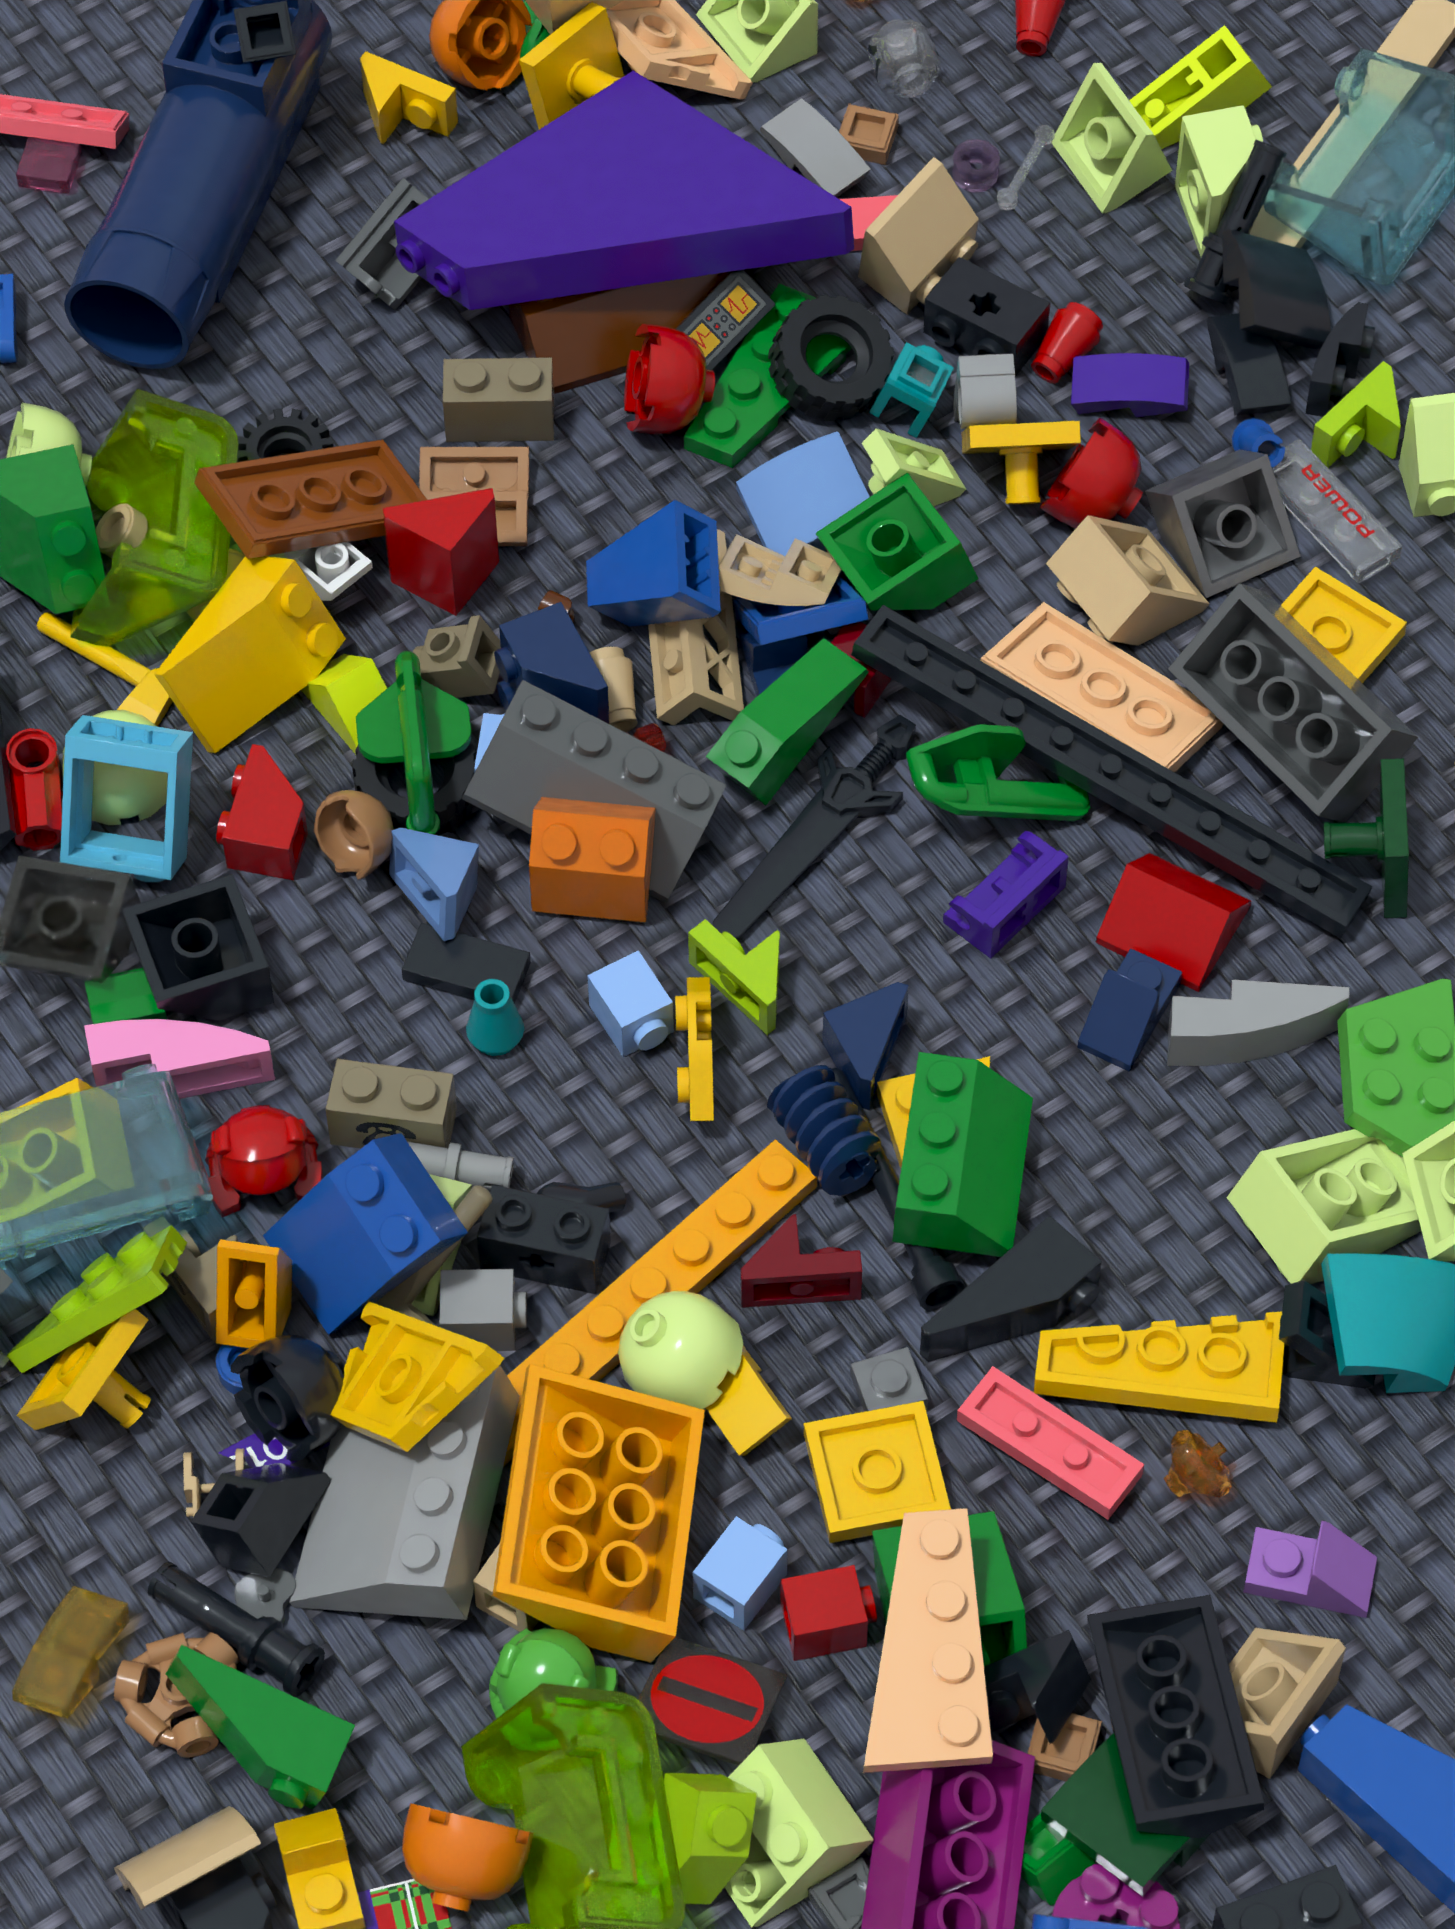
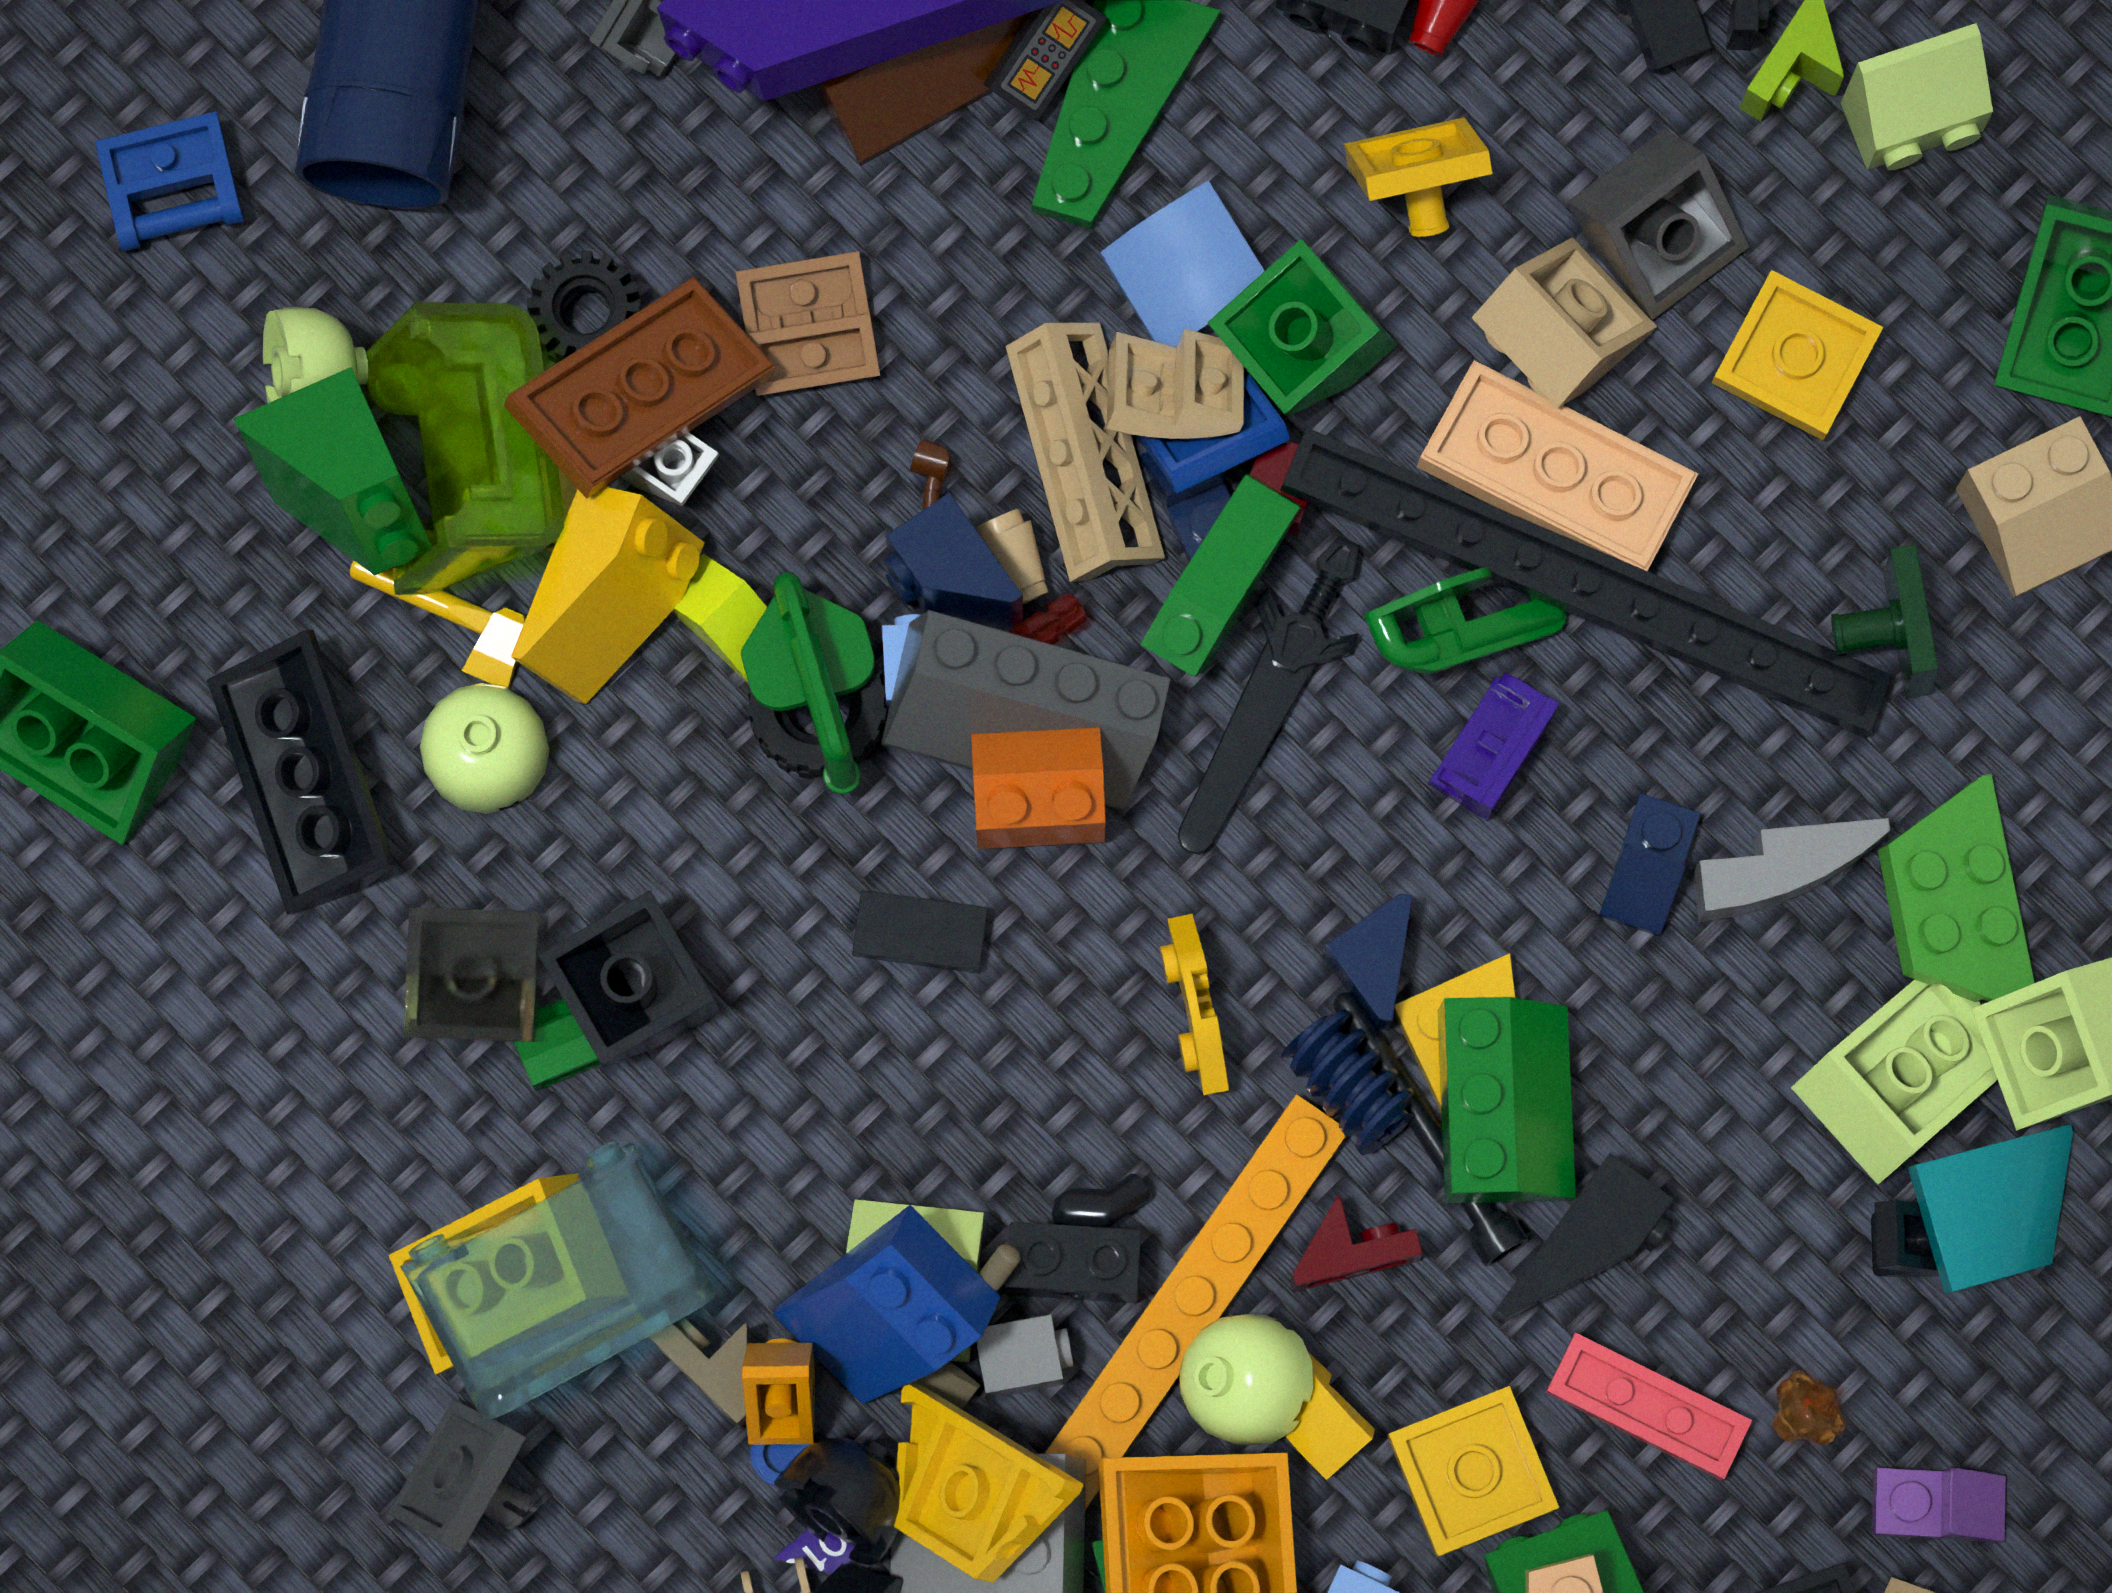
camera: 10 degrees left, 20 degrees up
(35, 790) = (402, 801): red piece -> none
(88, 1374) = (622, 1510): yellow tile -> none
(108, 1292) = (626, 1425): lime wing -> none
(120, 525) = (419, 440): tan tile -> none
(135, 747) = (509, 766): medium azure window -> none
(195, 1053) = (627, 1104): bright pink slope -> none
(260, 1155) = (749, 1212): red helmet -> none
(265, 822) = (665, 789): red slope -> none
(354, 831) = (768, 795): medium nougat hair -> none
(388, 1100) = (877, 1132): dark tan brick -> none
(435, 876) = (868, 835): medium blue slope -> none
(443, 546) = (793, 415): red slope -> none
(460, 658) = (838, 552): dark tan brick -> none
(465, 1165) = (956, 1185): light grey pin -> none
(494, 1020) = (969, 1019): teal cone -> none
(498, 399) = (813, 194): dark tan brick -> none
(631, 1004) = (1112, 958): light blue brick -> none
(659, 570) = (1046, 416): blue slope -> none
(666, 381) = (1000, 145): red cylinder -> none
(744, 979) = (1236, 908): lime slope -> none
(855, 326) = (1229, 71): black tyre -> none
(888, 1380) = (1467, 1364): flat silver plate -> none
(917, 381) = (1282, 98): teal window -> none
(925, 464) = (1297, 209): yellowish green slope -> none
(985, 390) = (1372, 119): light grey plate -> none
(1097, 479) = (1512, 205): red cylinder -> none
(1133, 380) = (1526, 52): dark purple slope -> none
(1172, 917) = (1680, 743): red slope -> none
(1194, 1369) = (1777, 1292): yellow wing -> none
(1258, 437) = (1678, 108): blue pin -> none
(1292, 703) = (1775, 467): dark grey brick -> none
(1333, 514) = (1773, 182): clear tile -> none

